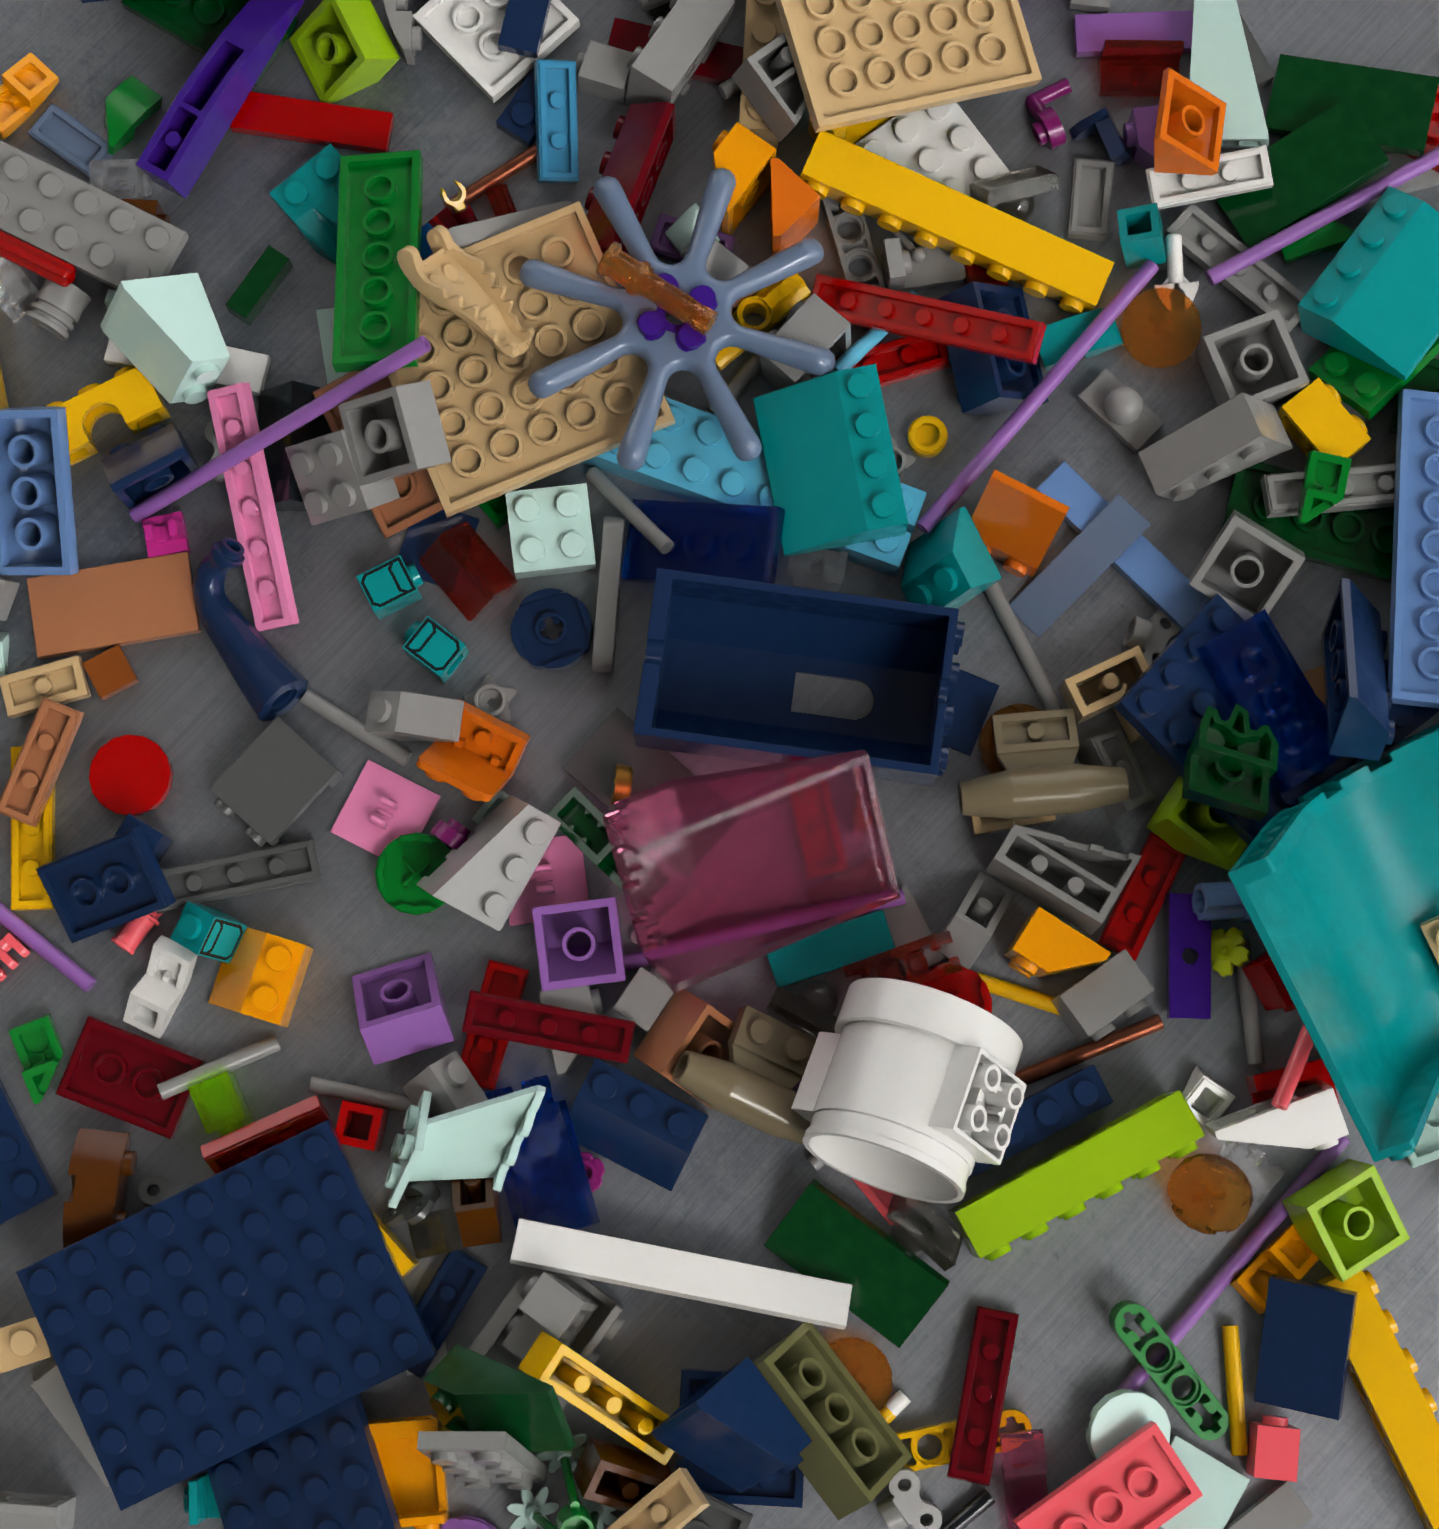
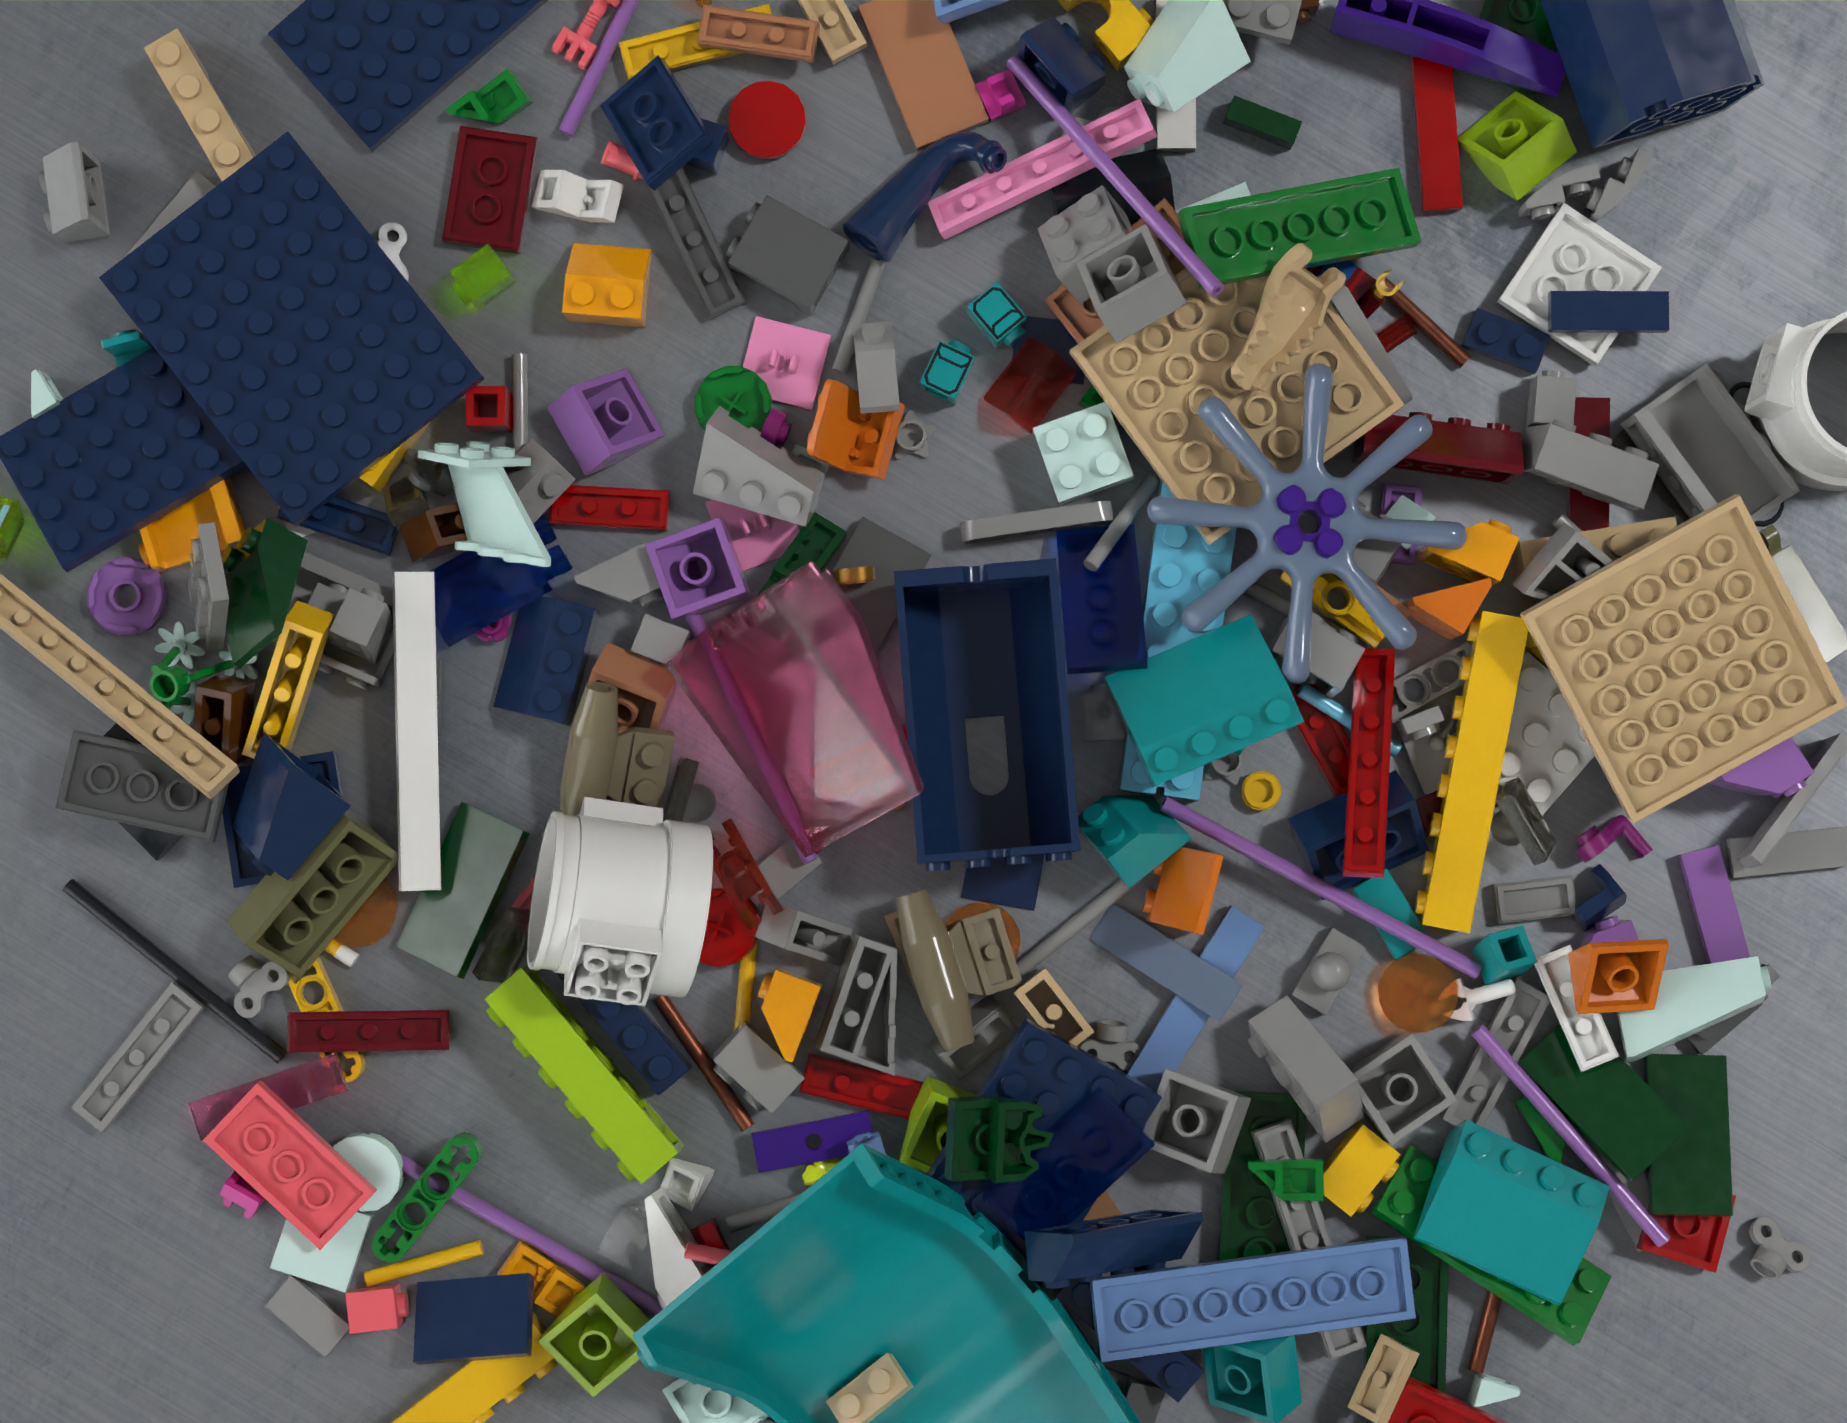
camera: 75 degrees right, 5 degrees up
(99, 1183) = (394, 184): reddish brown brick -> none
(110, 672) = (859, 77): dark orange tile -> none
(208, 932) = (634, 227): teal brick -> none
(226, 1063) = (515, 267): light grey bar -> none
(263, 1134) = (462, 325): red tile -> none
(312, 201) = (1357, 150): teal plate -> none
(542, 651) = (996, 454): dark blue plate -> none
(548, 1026) = (614, 558): dark red tile -> none
(556, 121) = (1489, 365): dark azure tile -> none
(641, 280) = (1329, 480): clear orange pin -> none
(831, 949) = (747, 808): teal tile -> none
(1136, 66) = (1678, 919): clear red panel -> none
(1210, 1193) = (595, 1203): clear orange tile -> none

